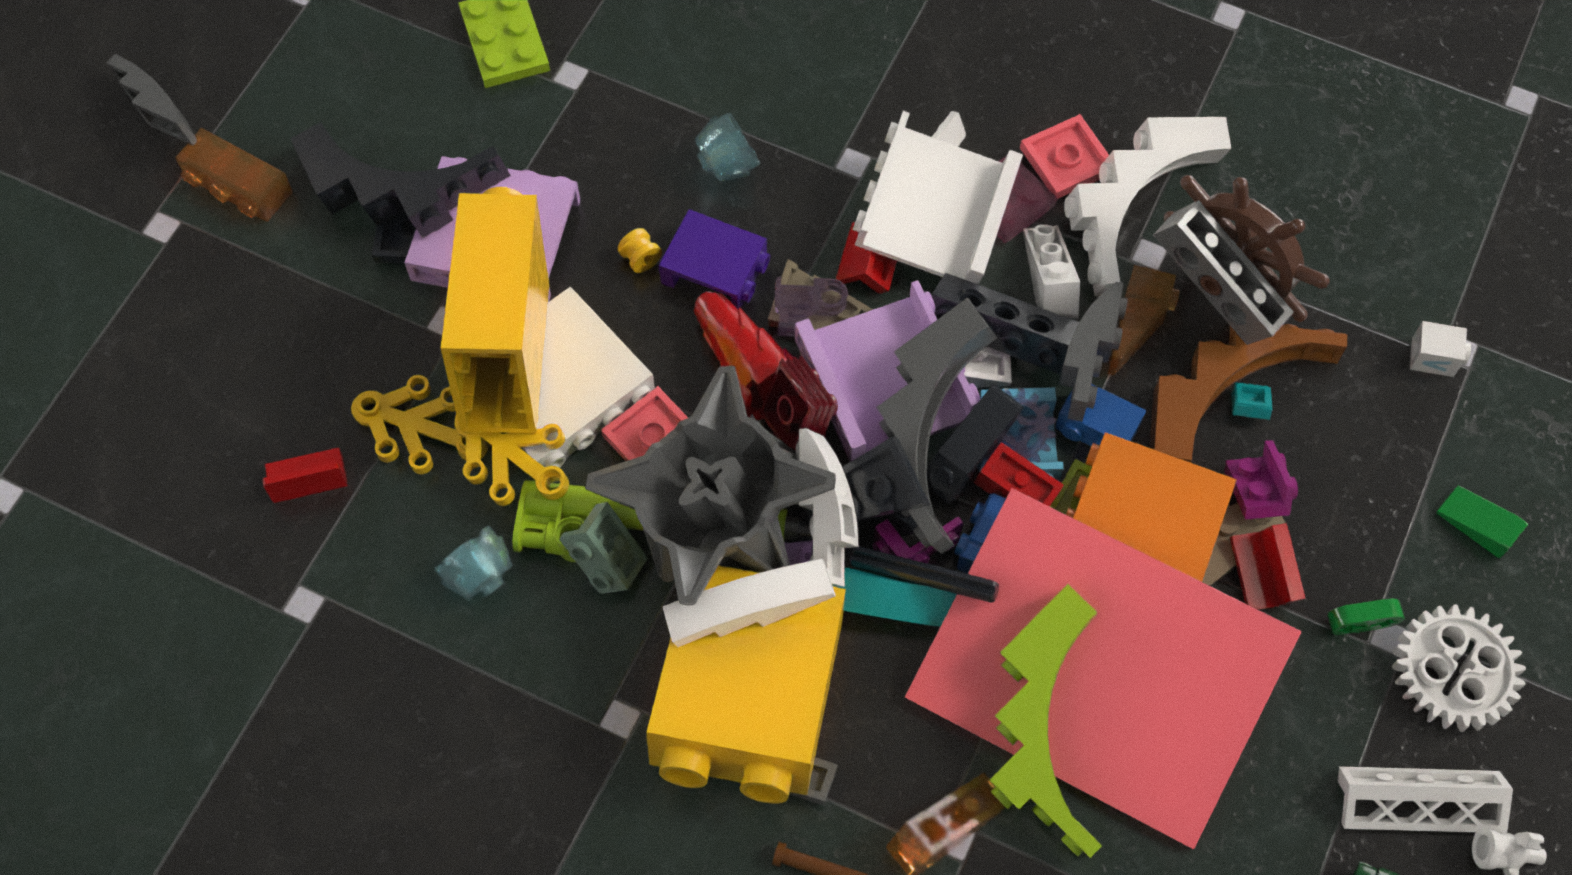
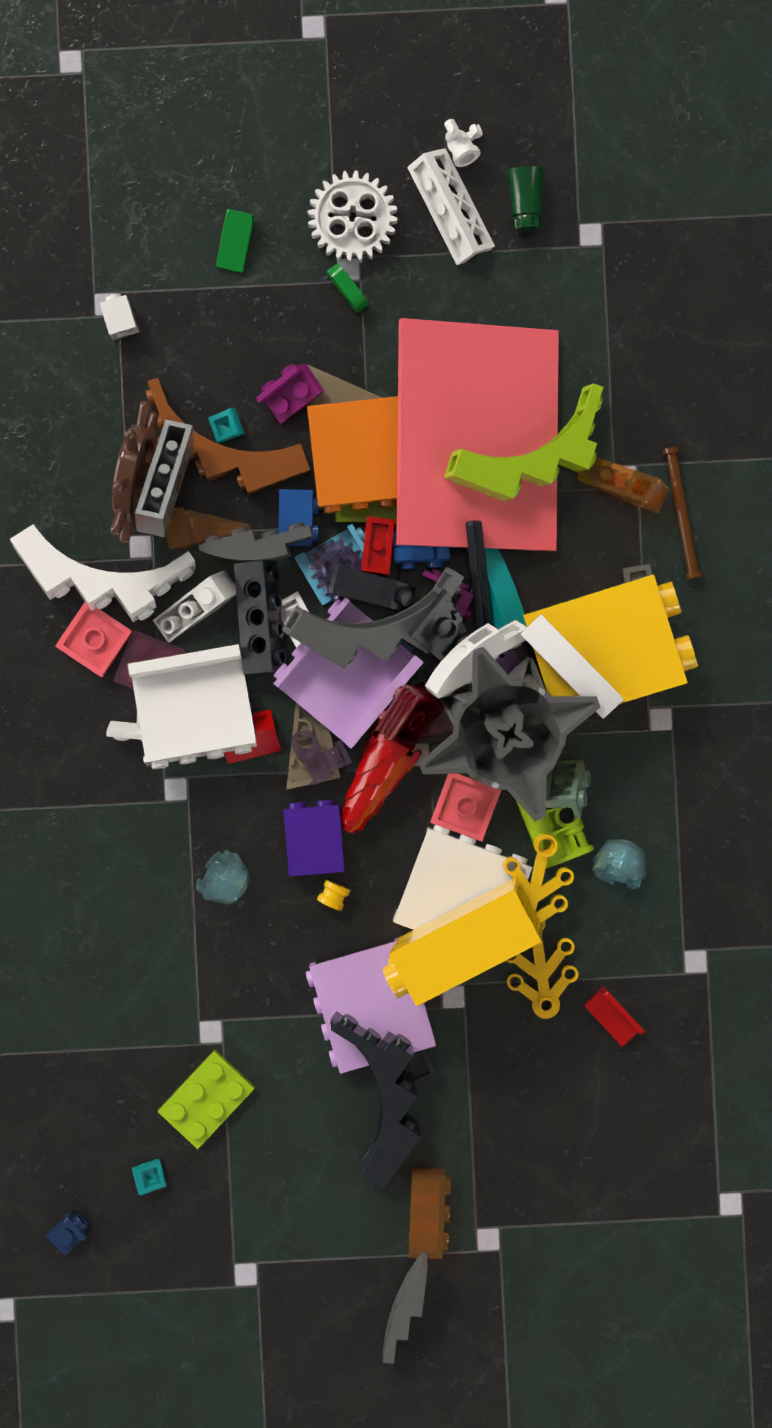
camera: 120 degrees left, 25 degrees up
(1267, 567) = (348, 364): red panel -> none

